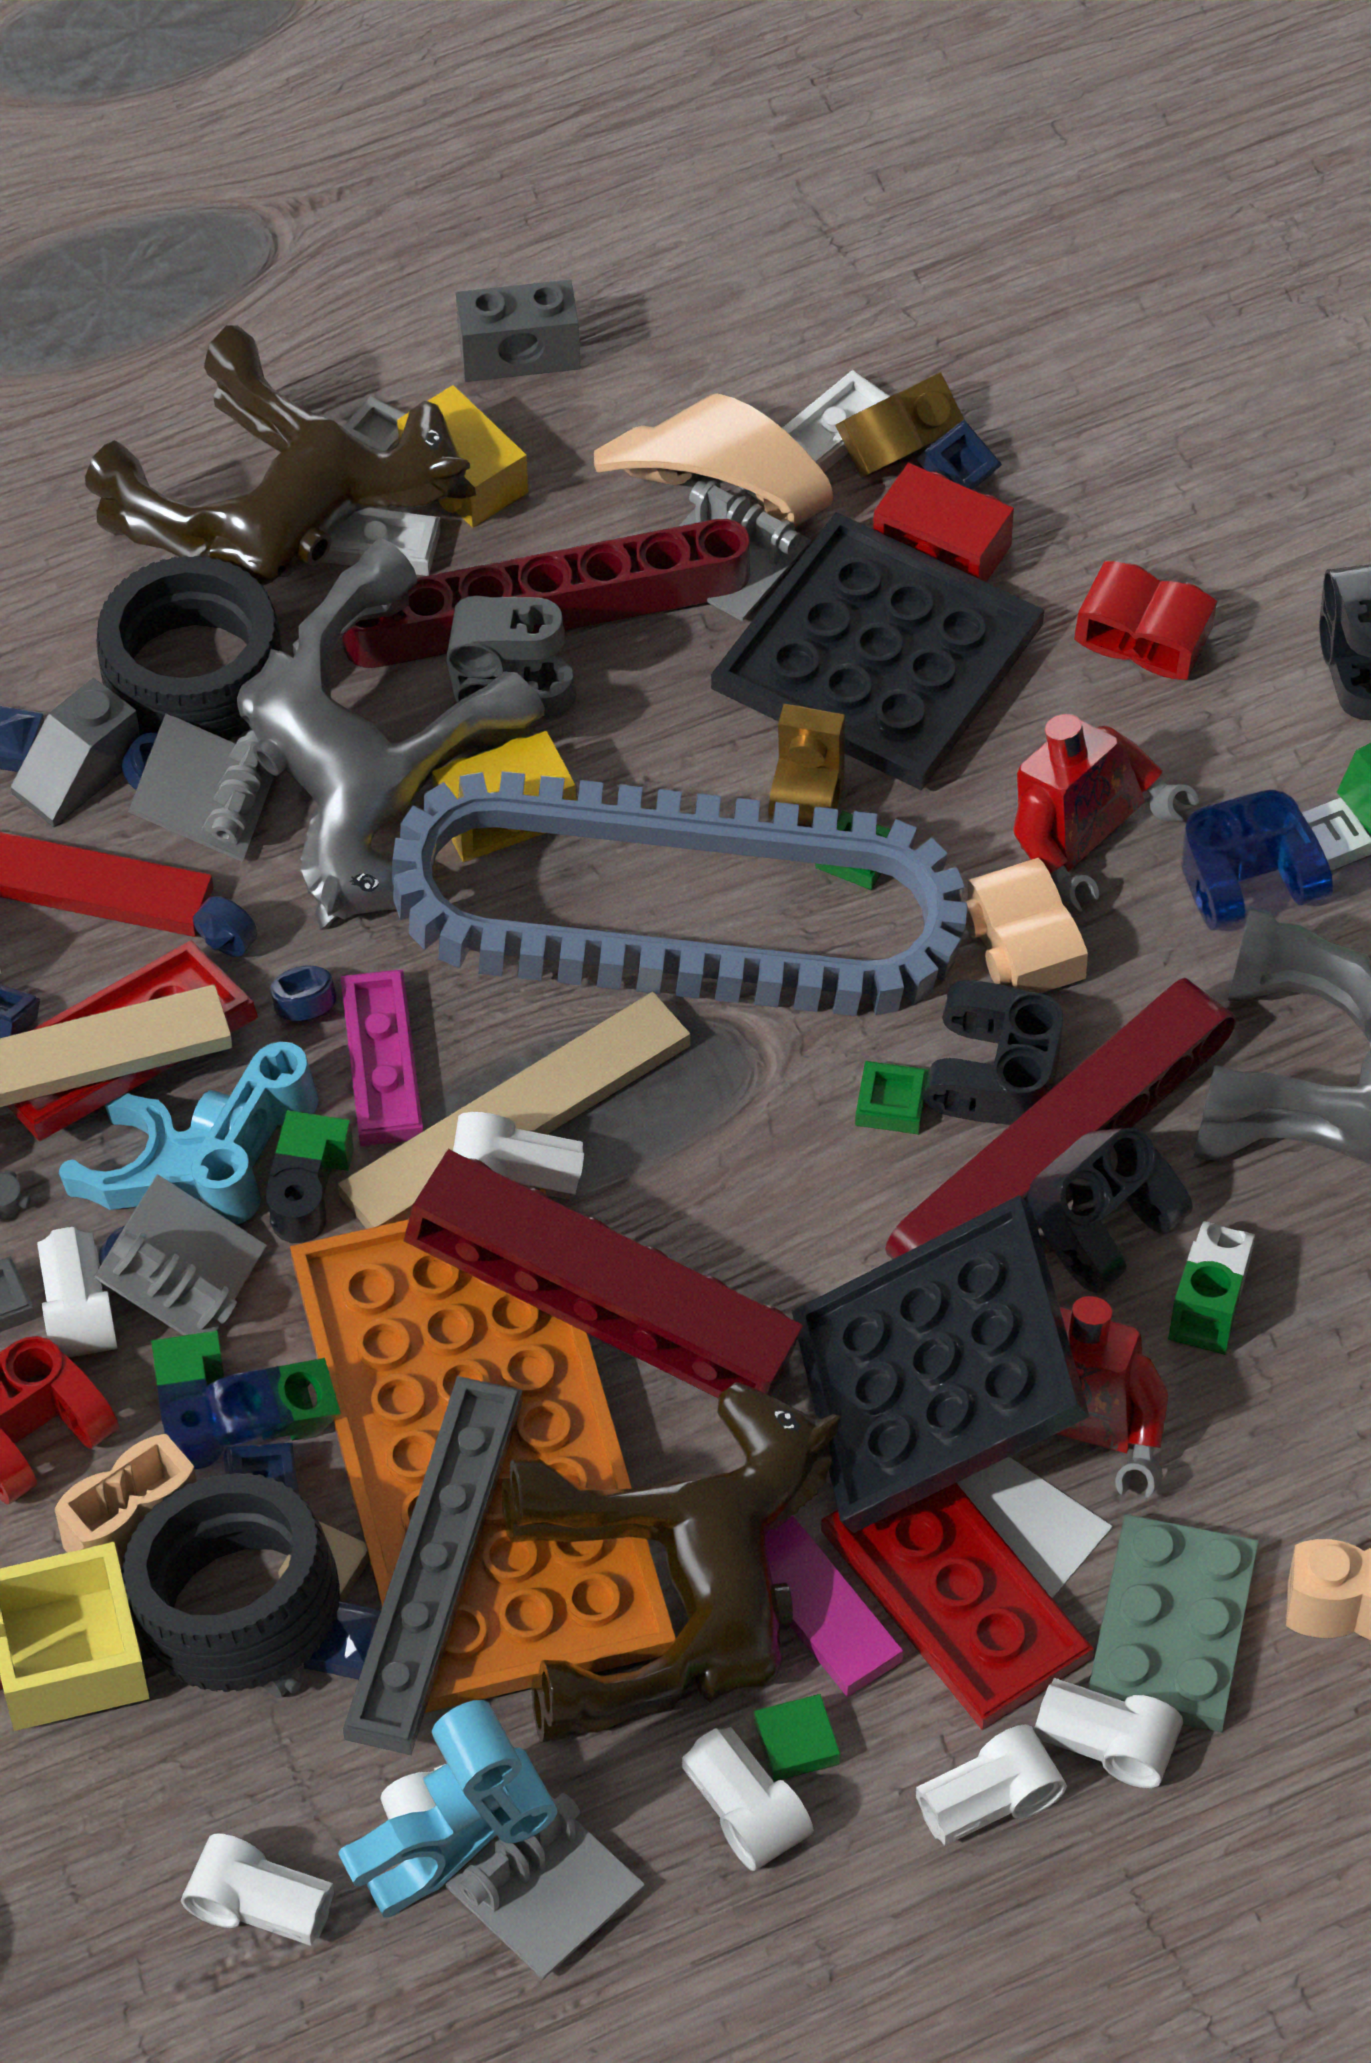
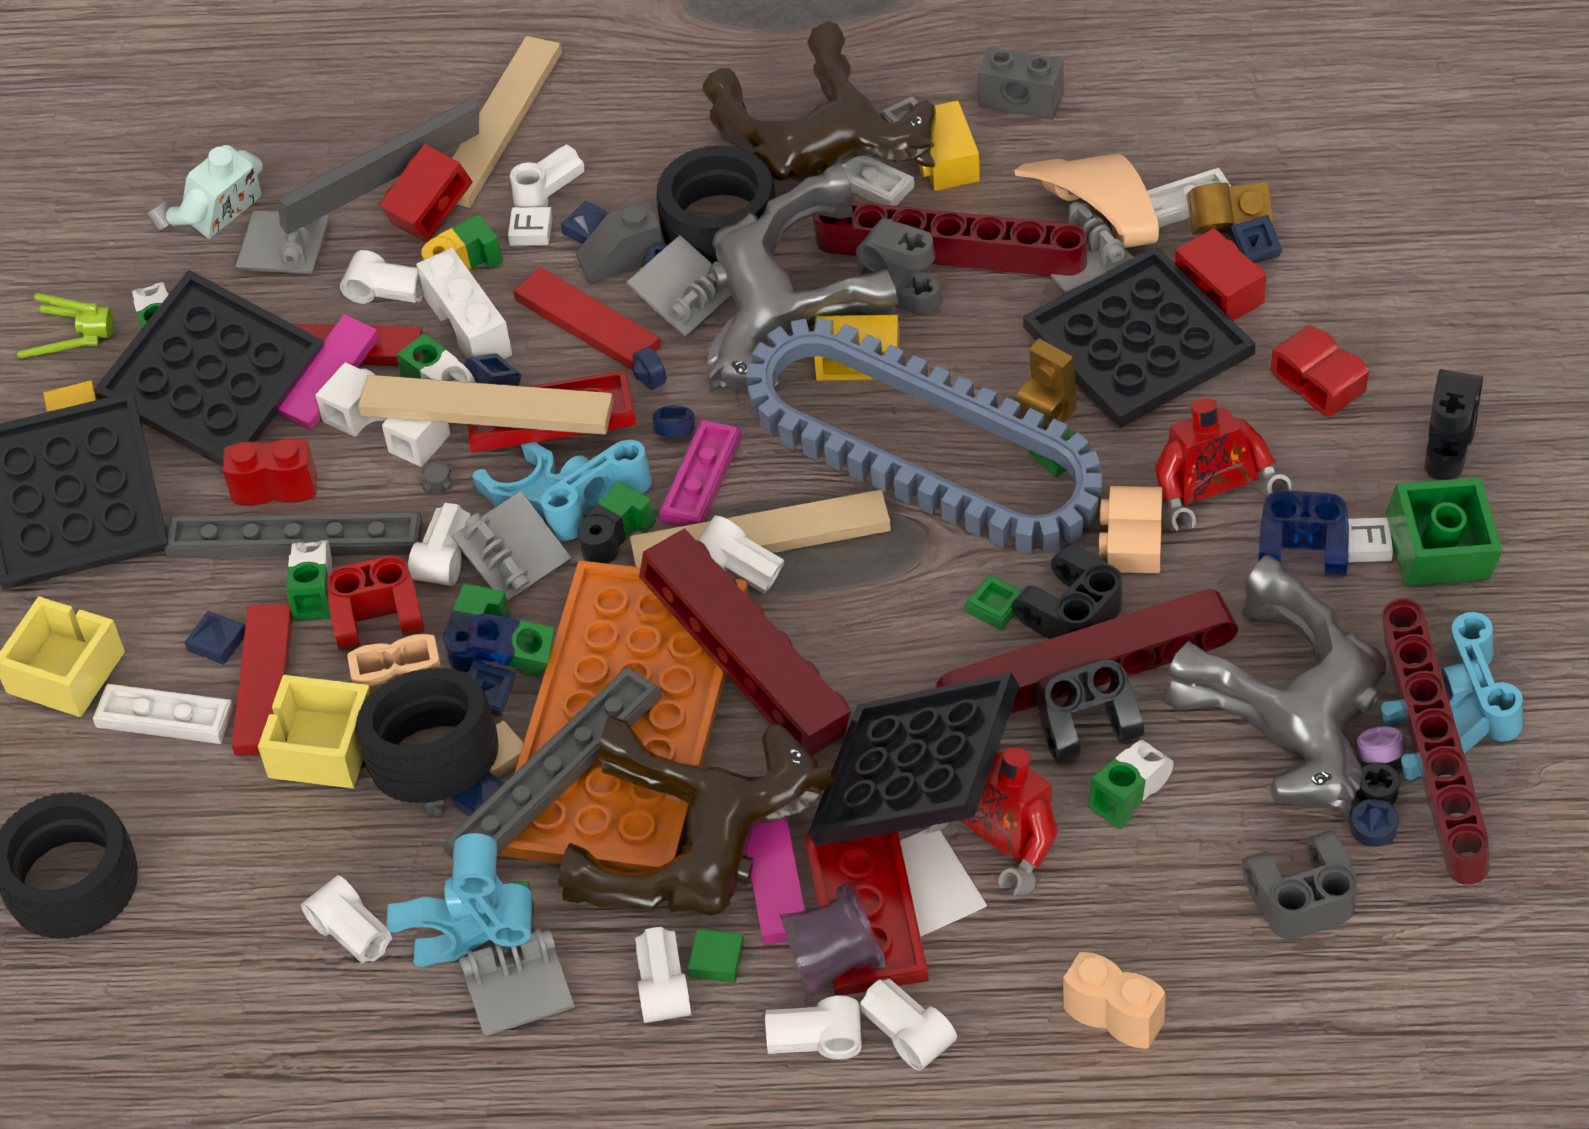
camera: 30 degrees right, 5 degrees down
(966, 1656) = (832, 939): none -> clear purple hat
(1174, 1618) = (991, 975): sand green plate -> none

